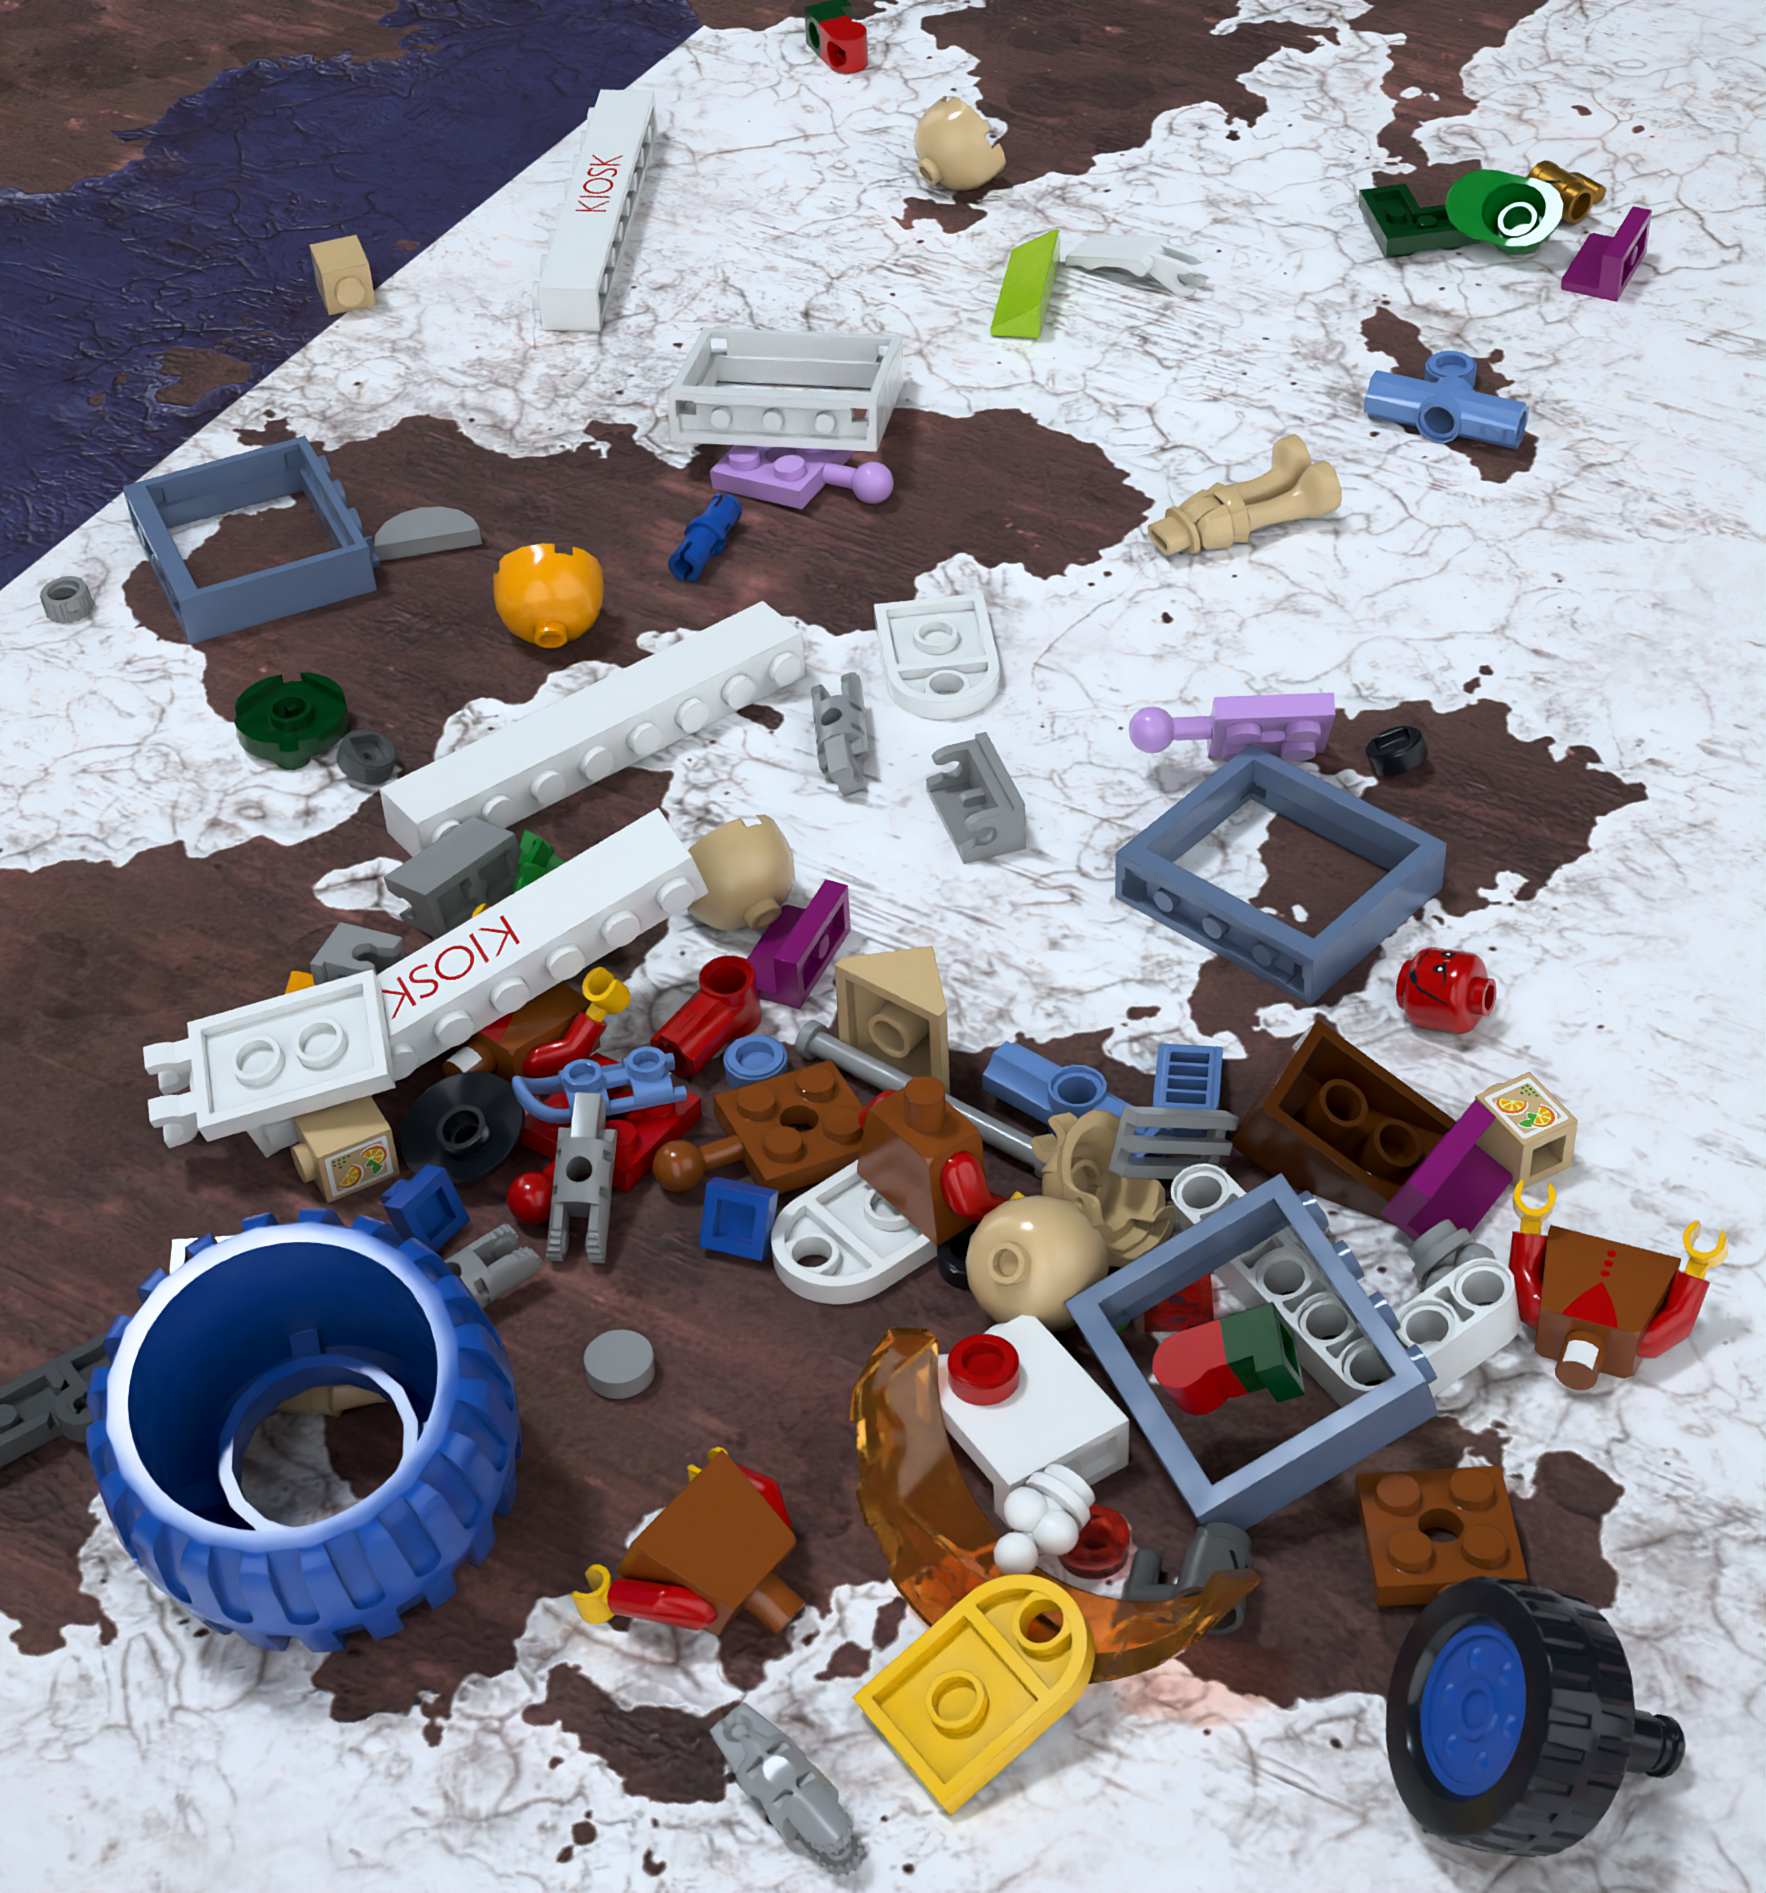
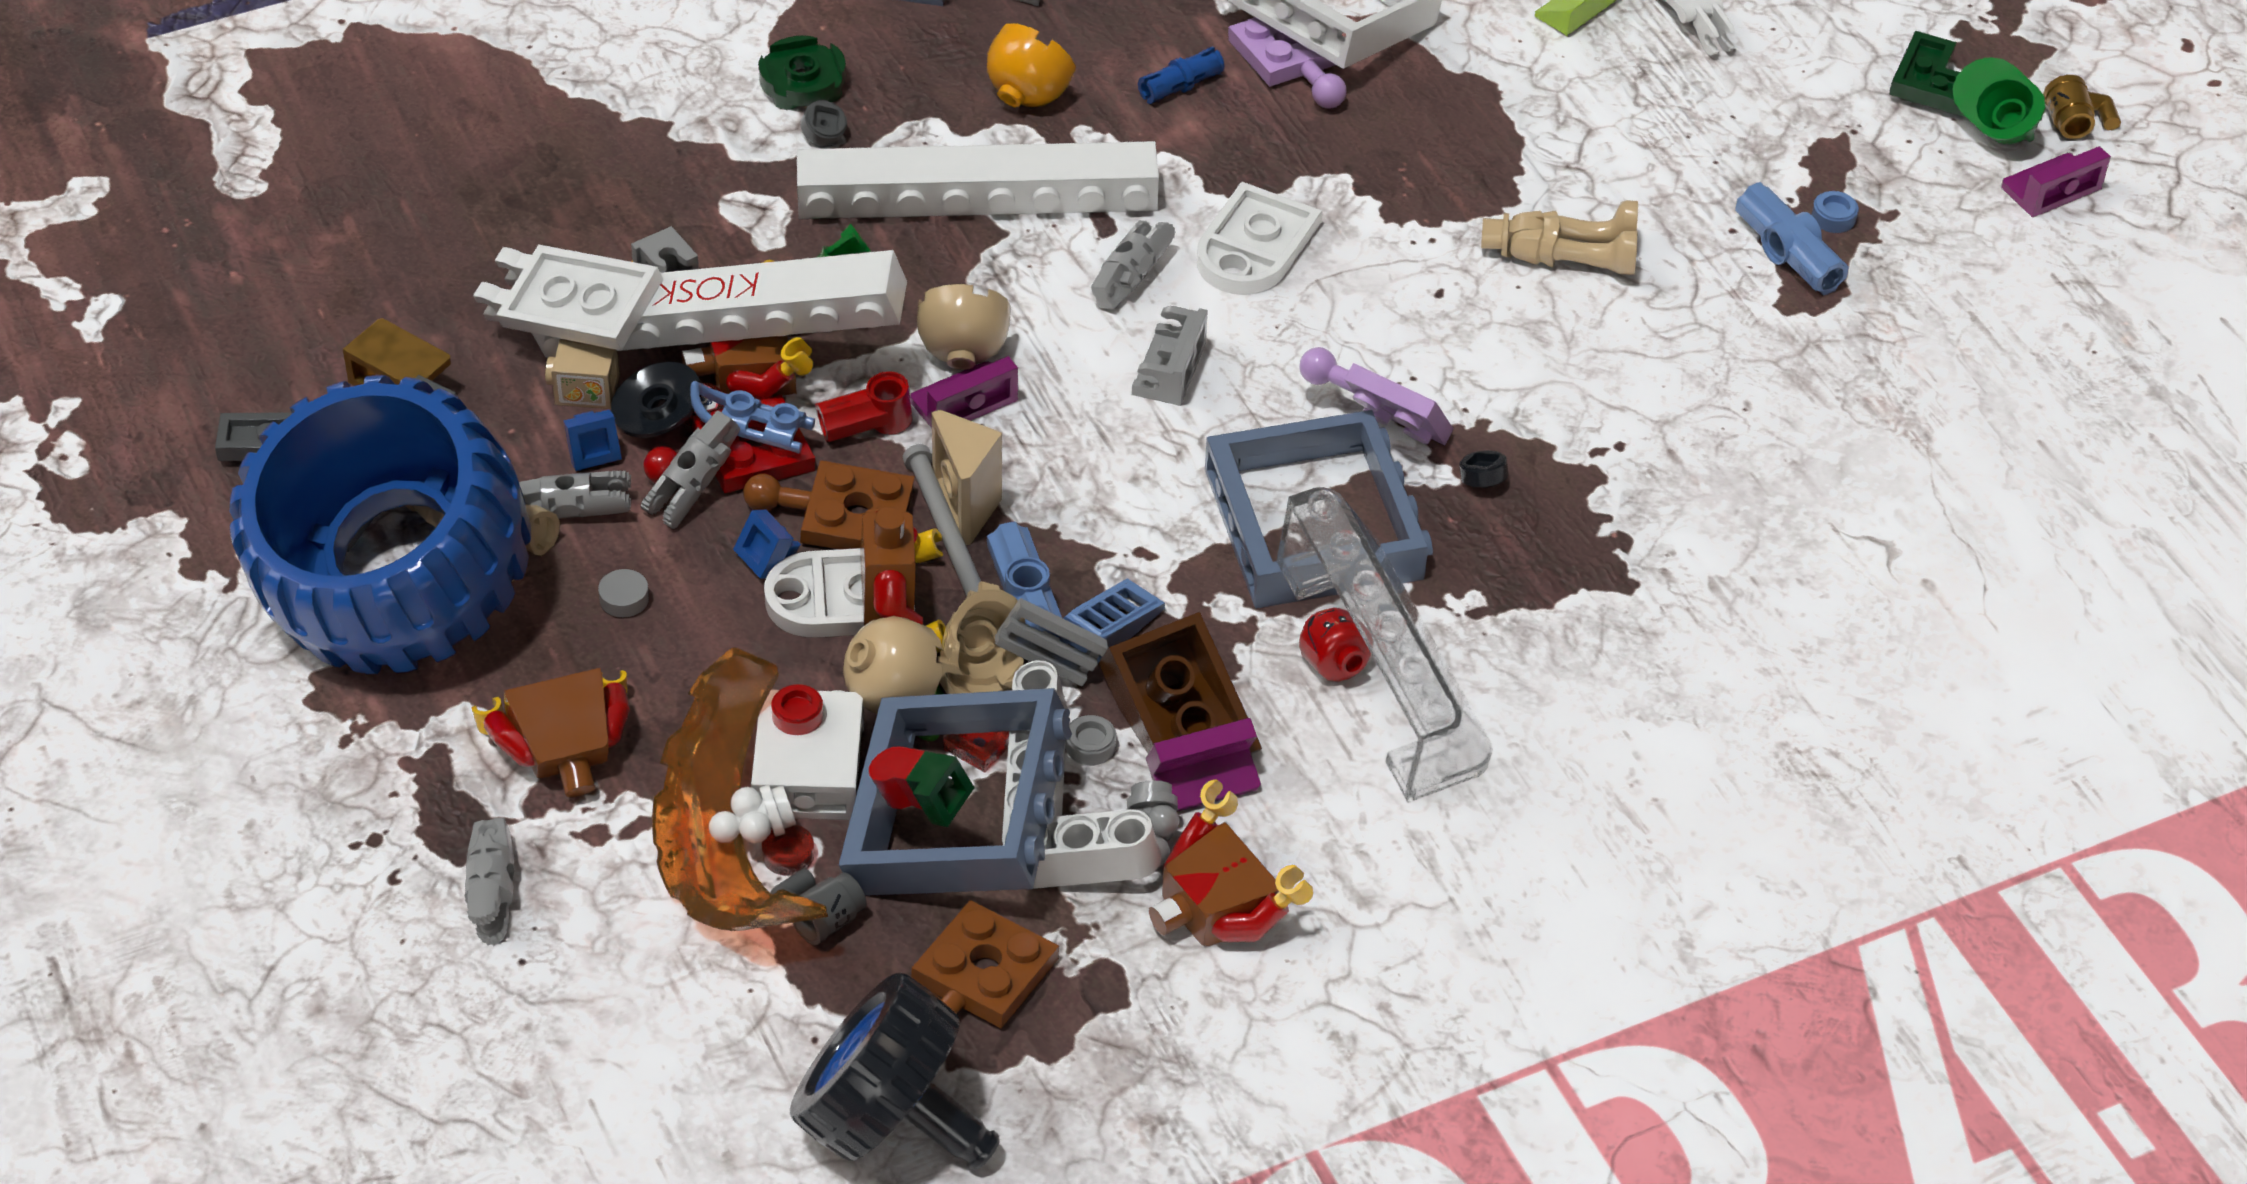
camera: 30 degrees right, 5 degrees up
(100, 1254) = (393, 353): none -> pearl gold panel
(456, 876) = (798, 229): light grey hinge -> none
(754, 1060) = (873, 452): medium blue tile -> none
(977, 1686) = (636, 885): yellow tile -> none
(1530, 1131) = (1288, 759): tan brick -> none
(1532, 933) = (1331, 548): none -> clear windscreen

